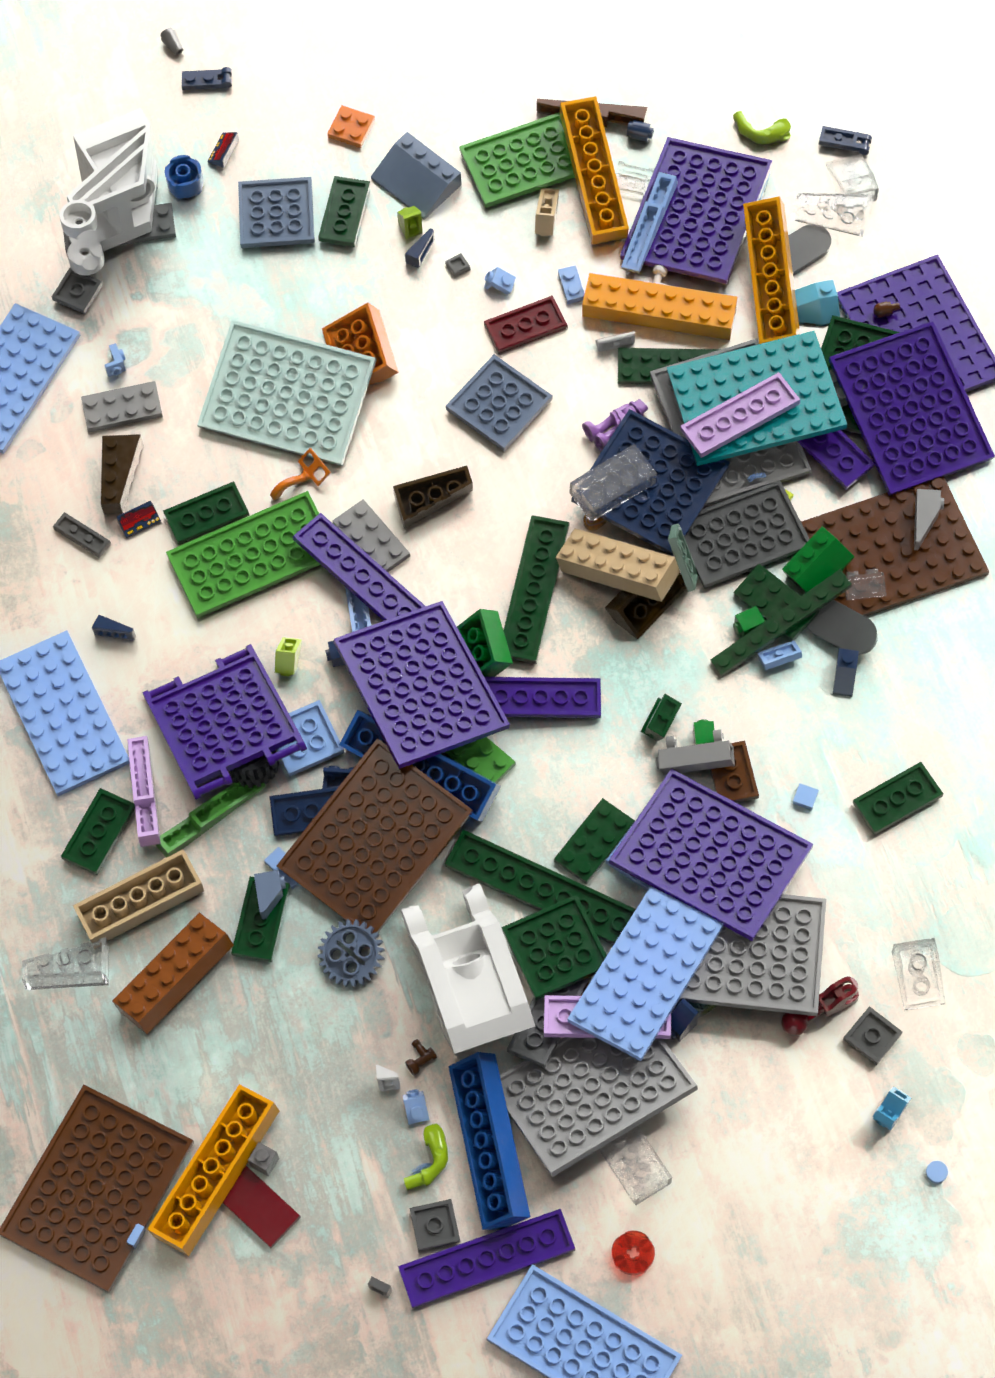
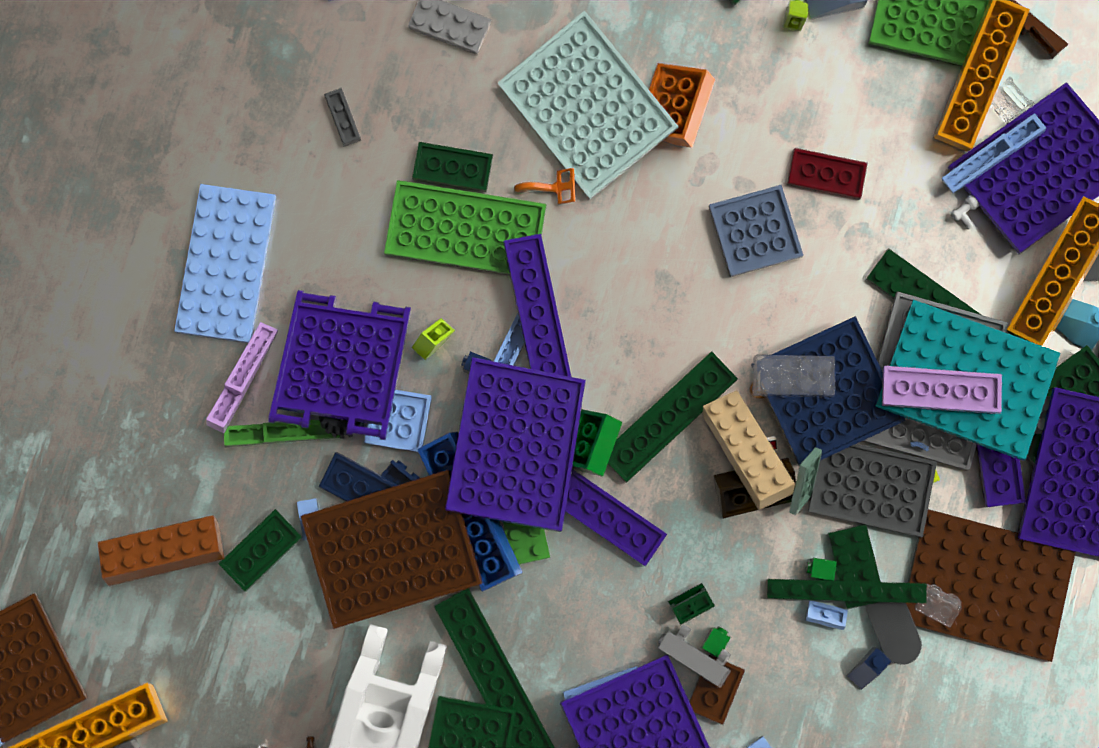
camera: 25 degrees right, 15 degrees up
(69, 968) = (91, 491): clear wedge -> none
(98, 831) = (185, 386): dark green plate -> none
(109, 628) = (306, 213): dark blue slope -> none
(119, 463) = (408, 78): dark brown wedge -> none
(138, 519) = (395, 135): slope -> none
(139, 897) = (176, 467): tan brick -> none
(269, 891) = (278, 535): sand blue slope -> none
(339, 967) = (293, 634): sand blue gear -> none
(372, 535) = (570, 279): light grey plate -> none
(419, 250) = (784, 47): dark blue slope -> none
(428, 494) = (637, 275): dark brown wedge -> none
(457, 265) = (808, 81): dark grey tile -> none
(500, 280) = (833, 120): light blue bracket -> none
(546, 212) = (916, 82): tan slope -> none
(571, 284) = (890, 163): light blue plate -> none
(594, 841) = (566, 668): dark green plate -> none
(595, 432) = (842, 311): medium lavender piece -> none
(615, 341) = (891, 239): white slope -> none
(640, 130) = (1047, 60): dark blue brick -> none
(659, 306) = (949, 235): light orange brick -> none
(817, 560) = (914, 559): green slope -> none
(926, 513) = (1037, 576): light grey slope -> none

